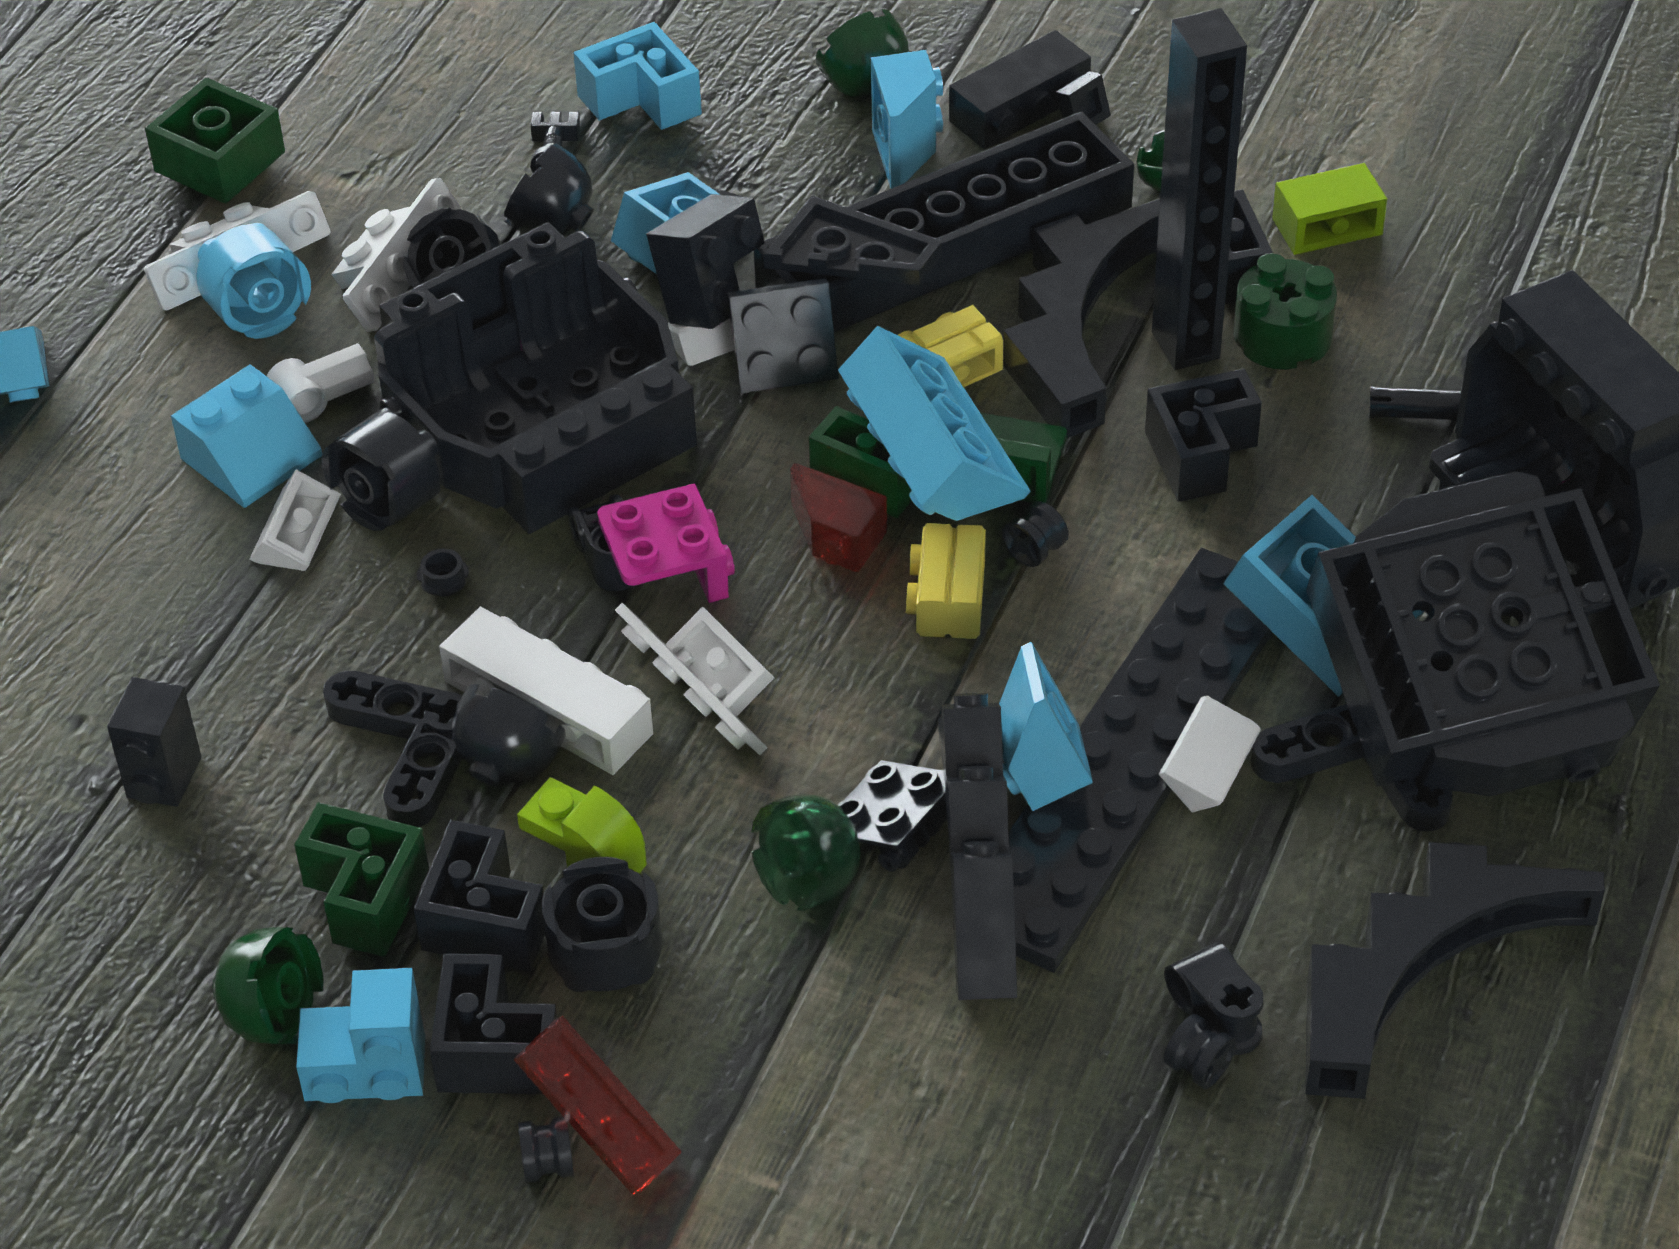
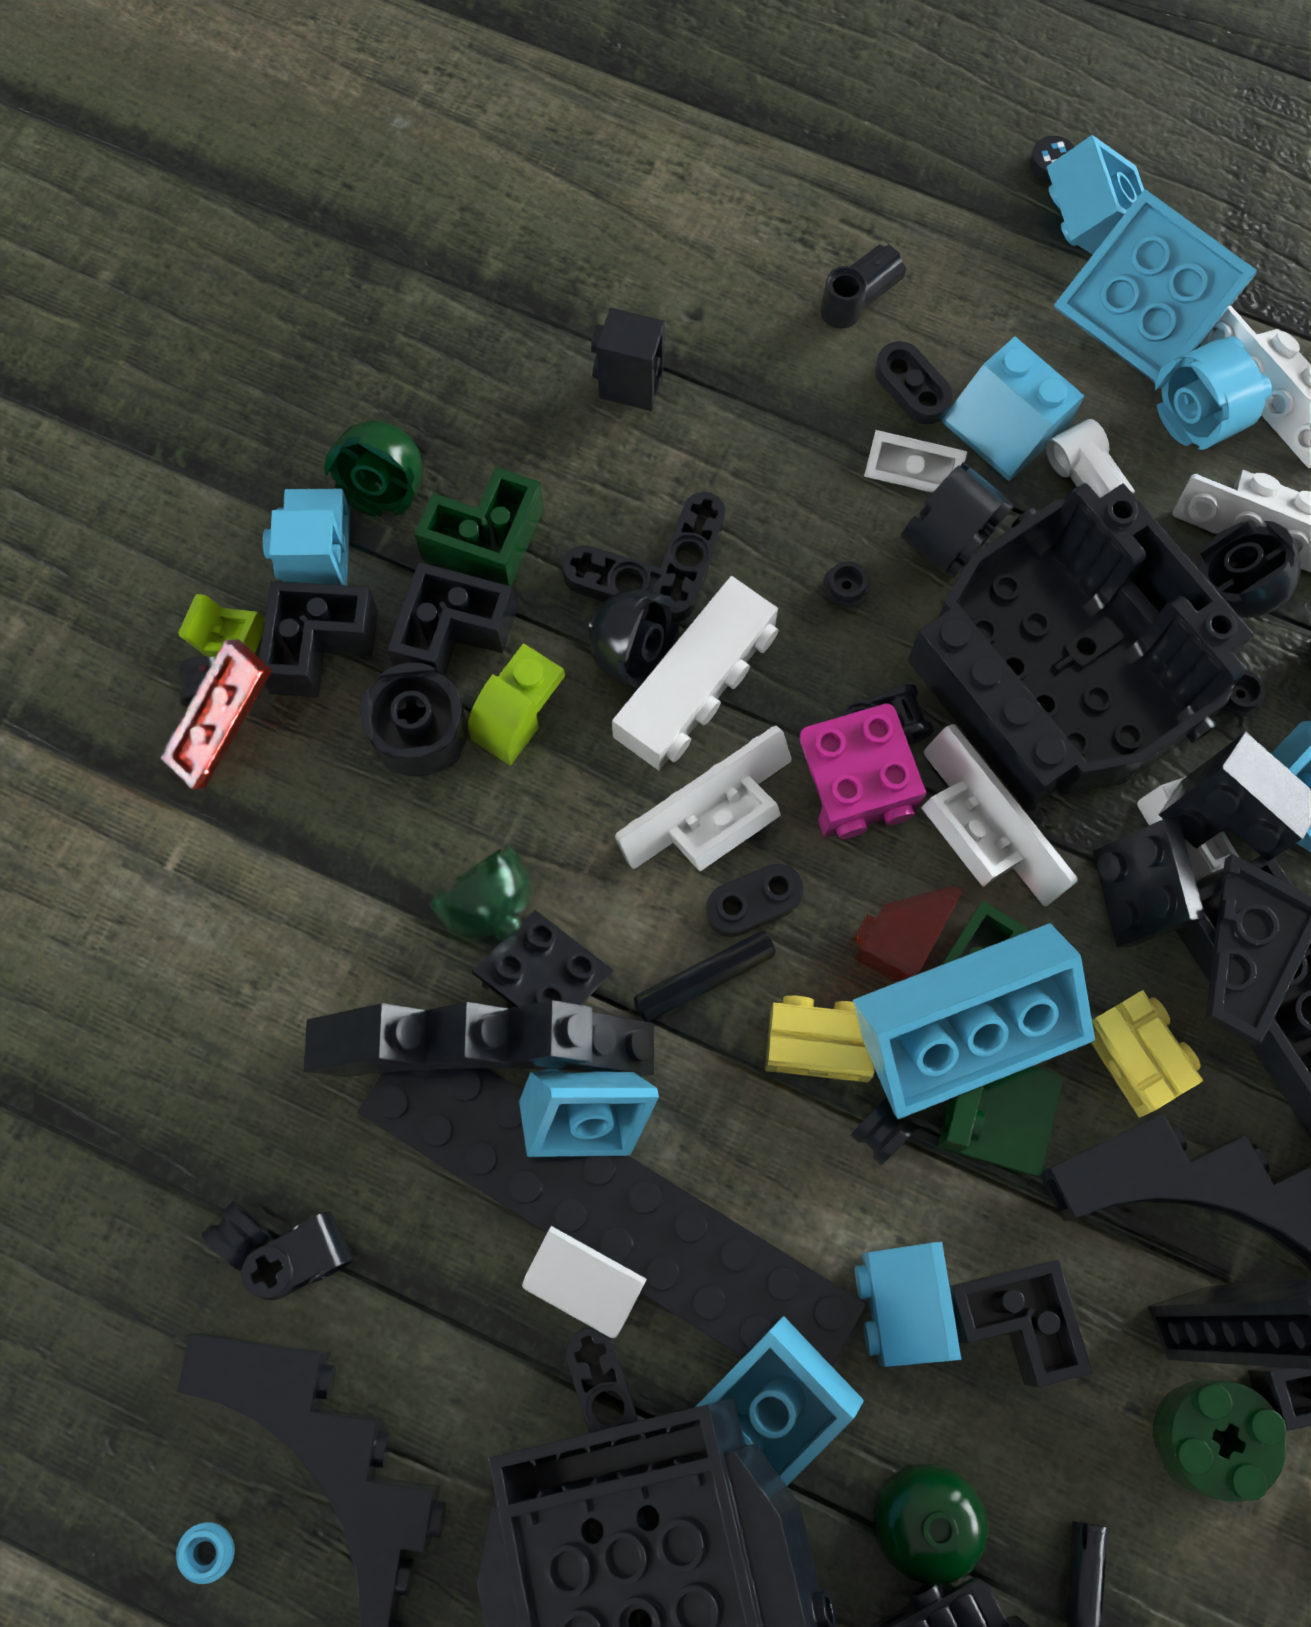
camera: 90 degrees right, 25 degrees up
(70, 562) = (855, 287): none -> black piece
(122, 316) = (1154, 287): none -> medium azure plate
(200, 519) = (917, 383): none -> black plate
(478, 1132) = (209, 626): none -> lime bracket
(718, 455) = (988, 823): none -> white bracket
(794, 635) = (756, 900): none -> black plate
(885, 680) = (704, 976): none -> black axle
(1199, 498) = (908, 1305): none -> medium azure slope
(1379, 485) = (930, 1524): none -> dark green cylinder
(1524, 1043) = (187, 1553): none -> medium azure plate

